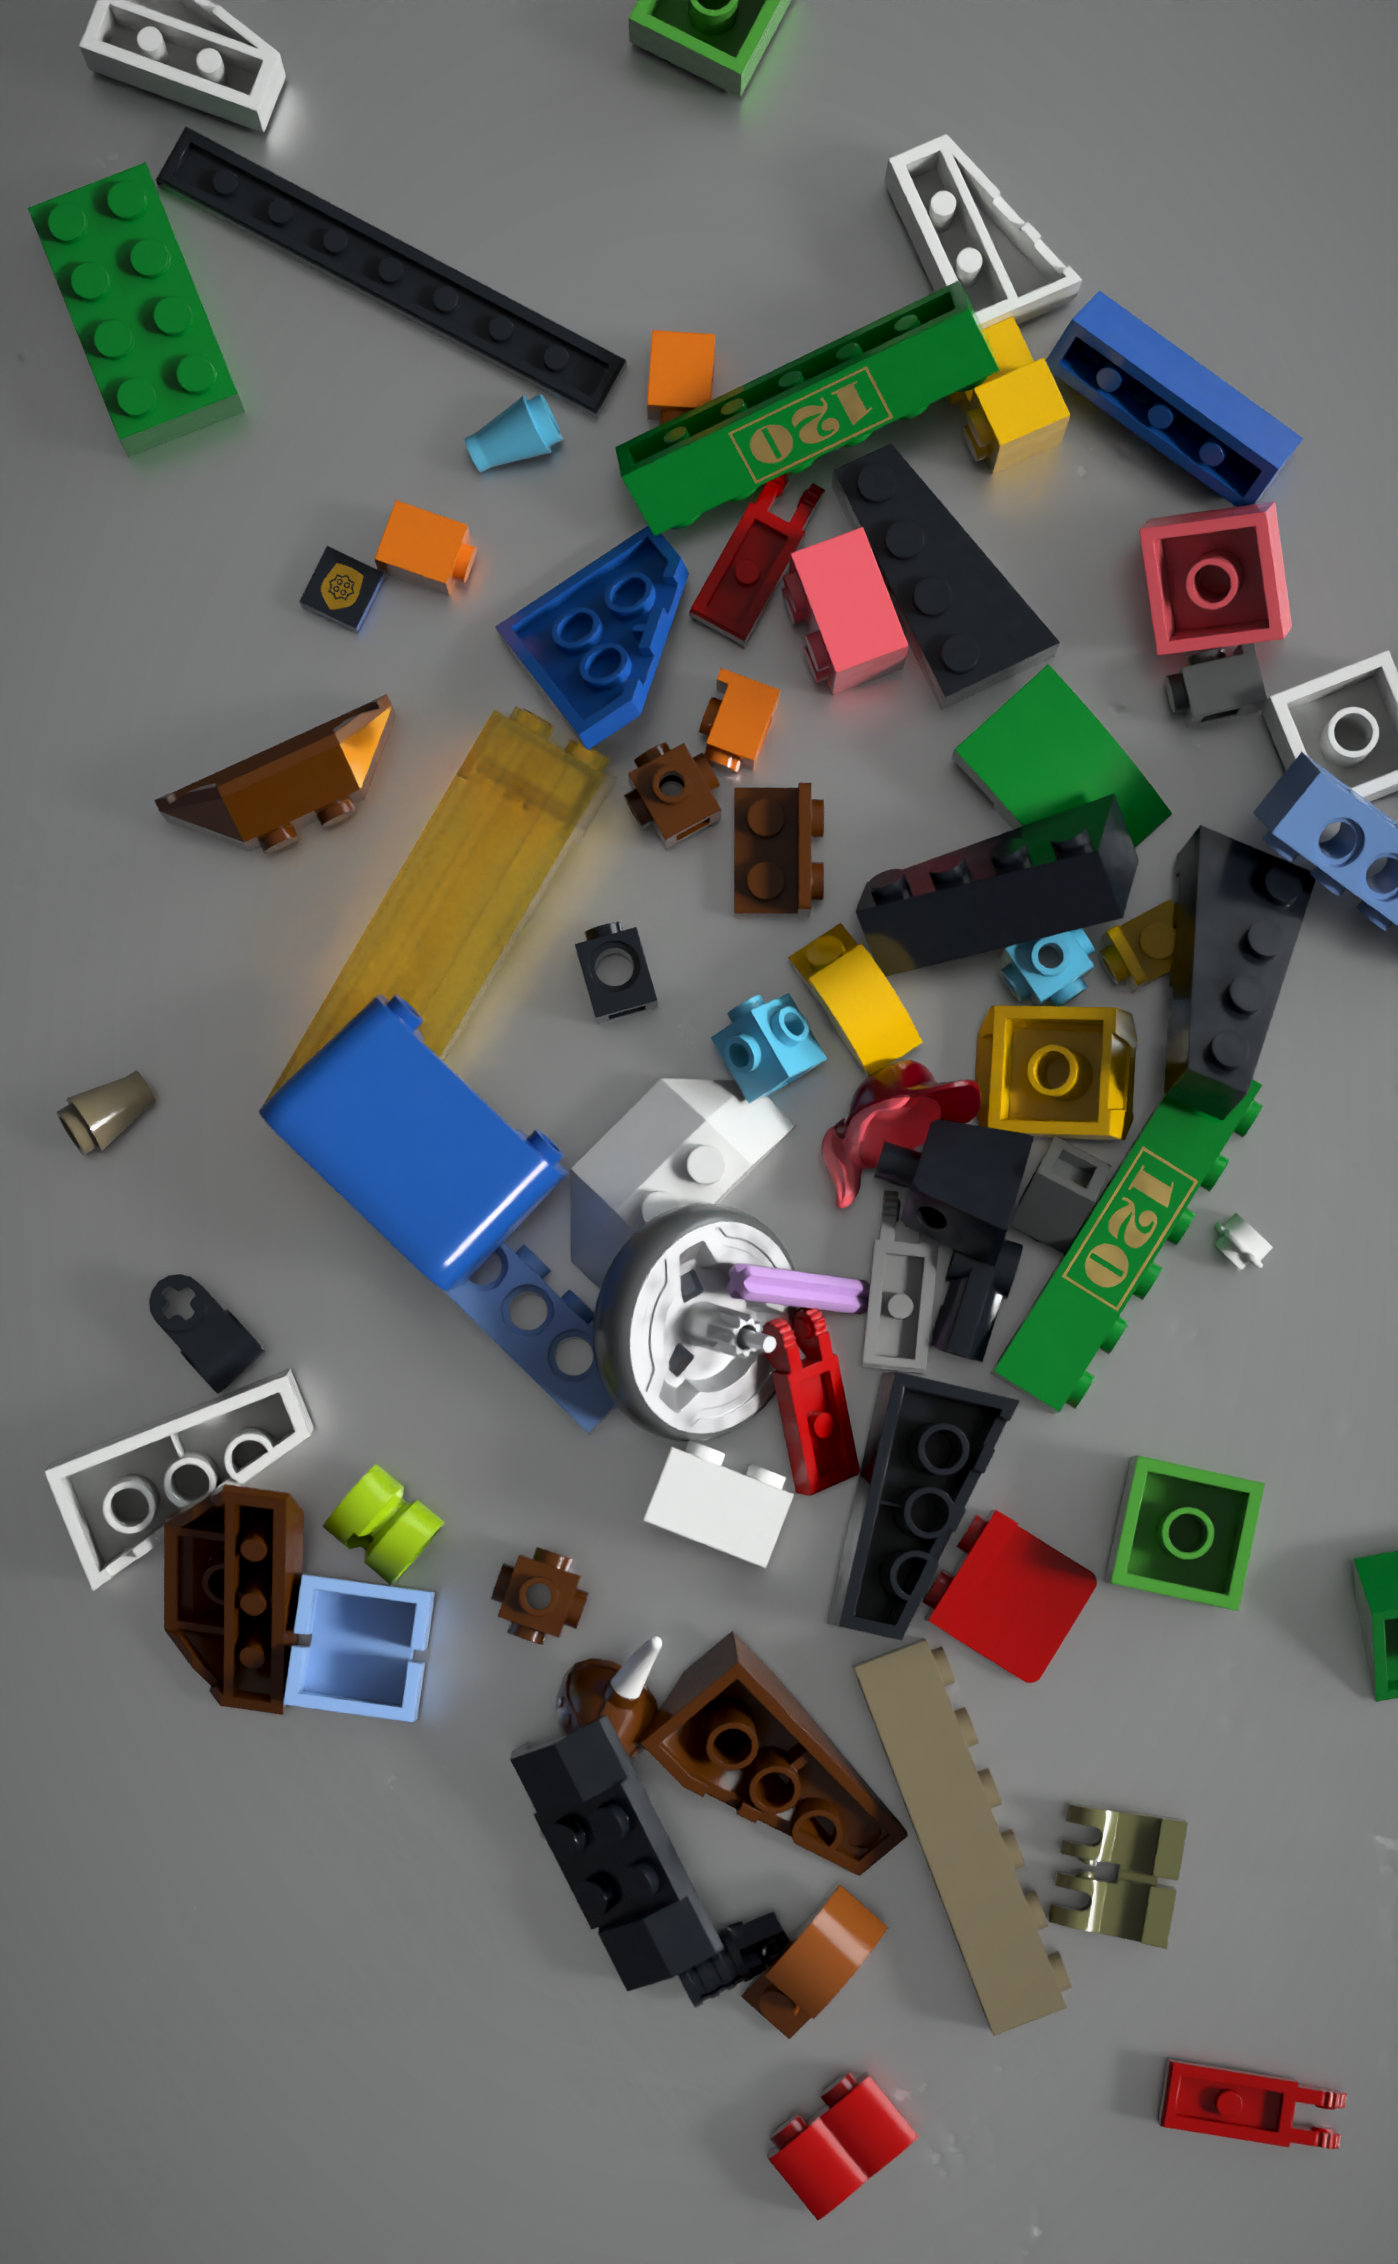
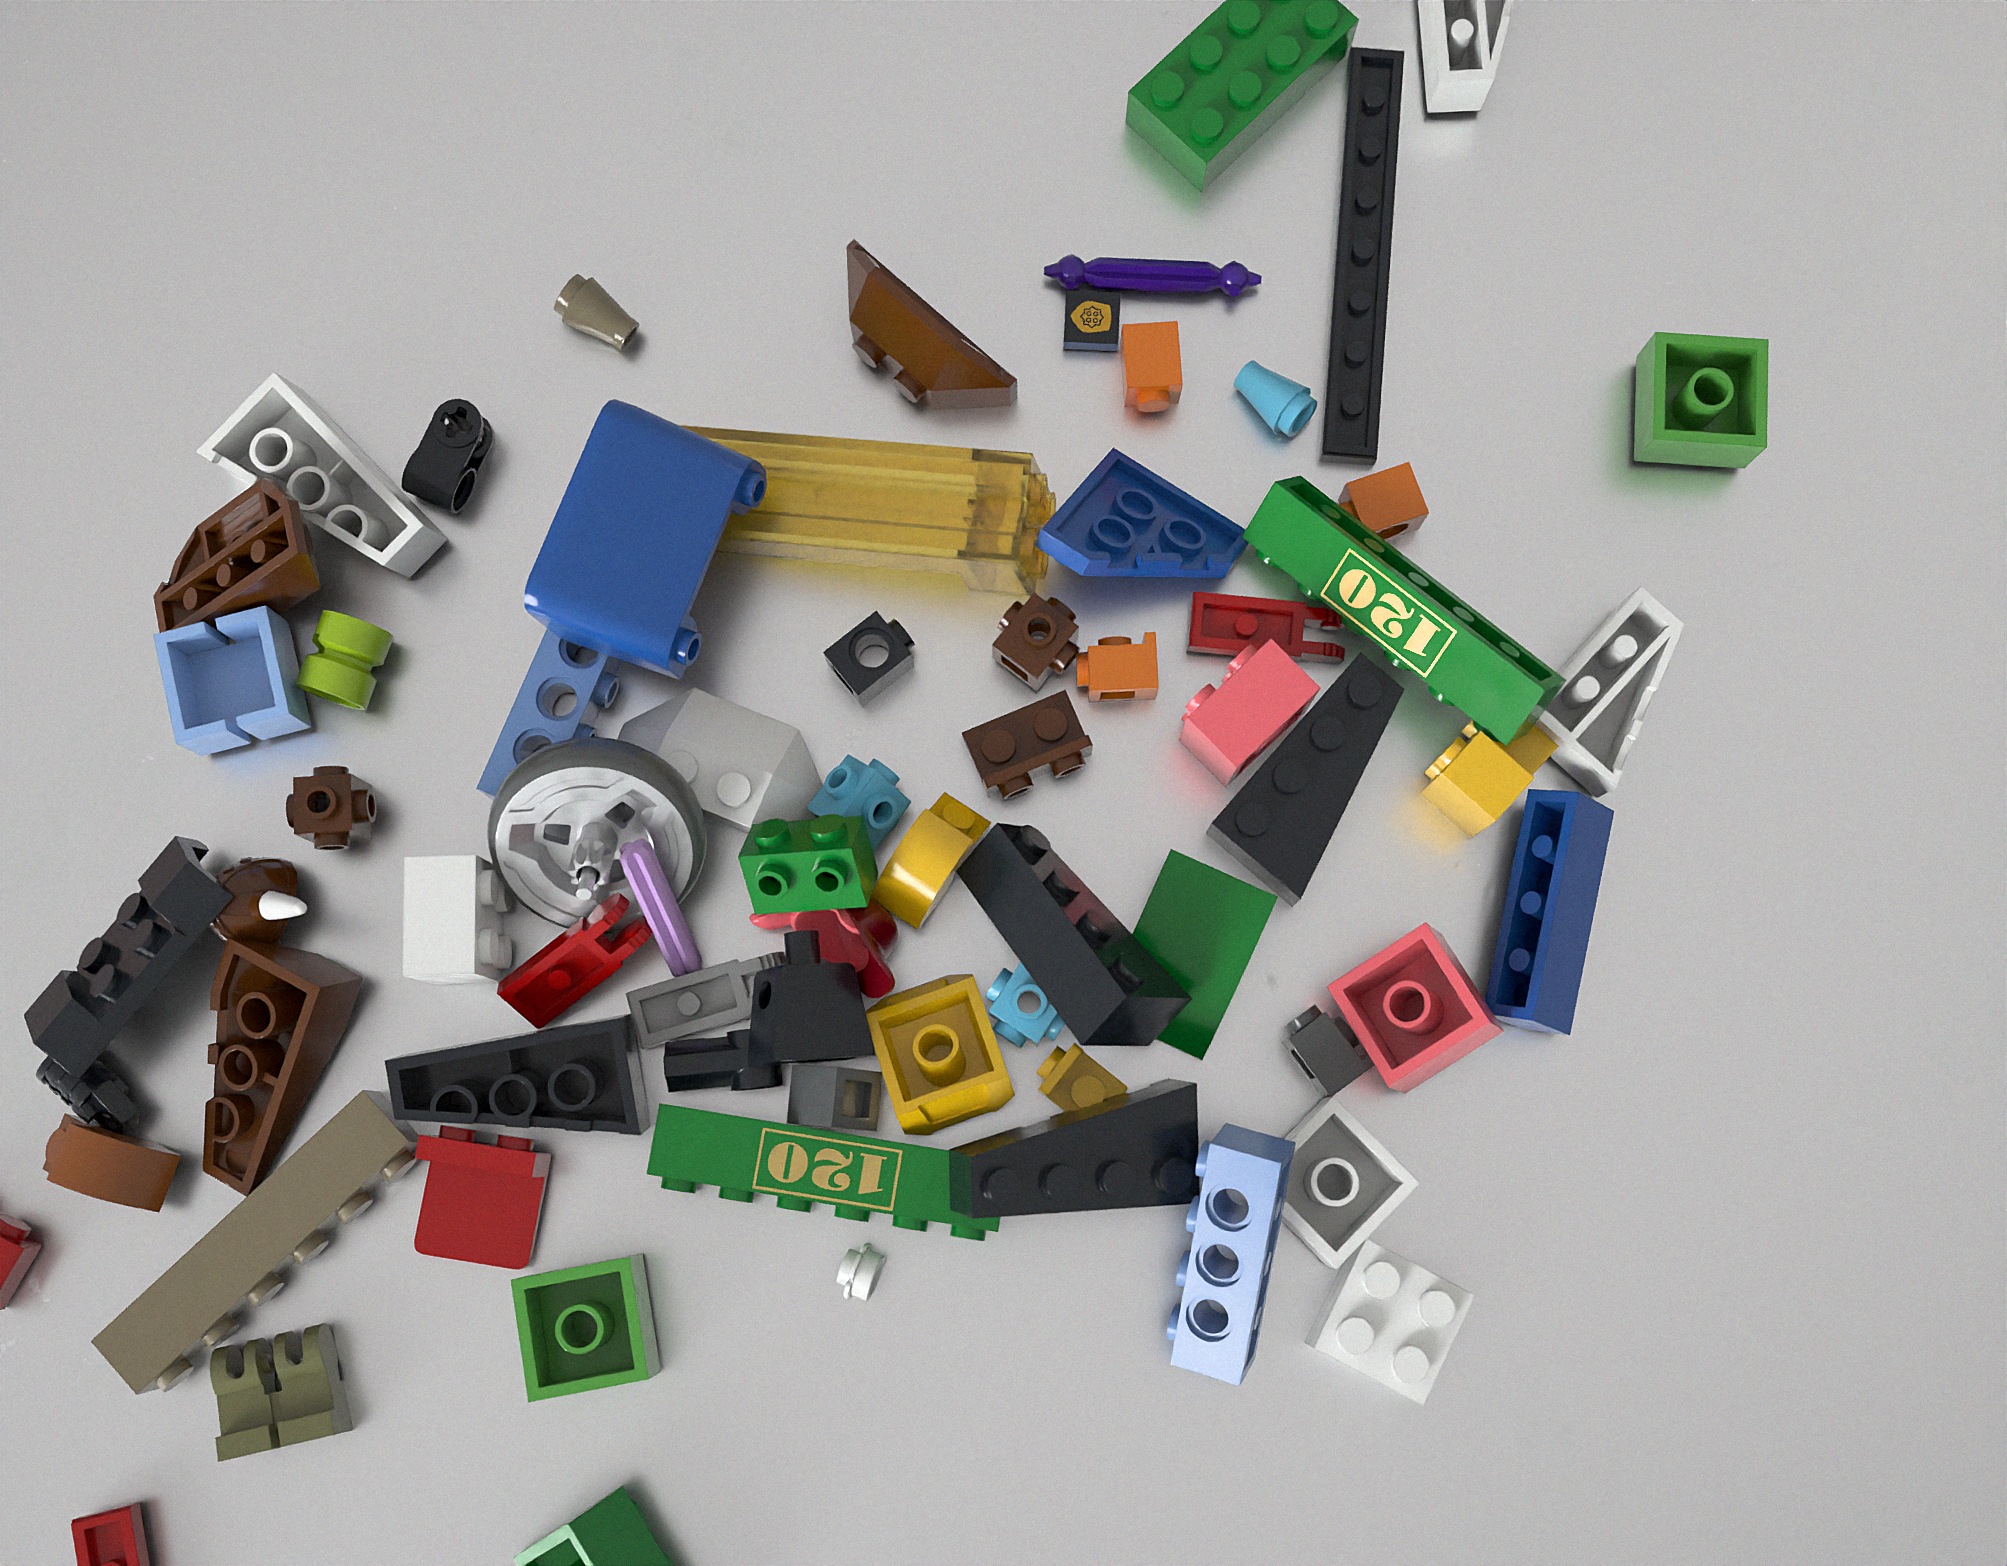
camera: 70 degrees right, 5 degrees down
(320, 503) = (1152, 275): none -> dark purple wheel
(813, 1119) = (808, 864): none -> green brick

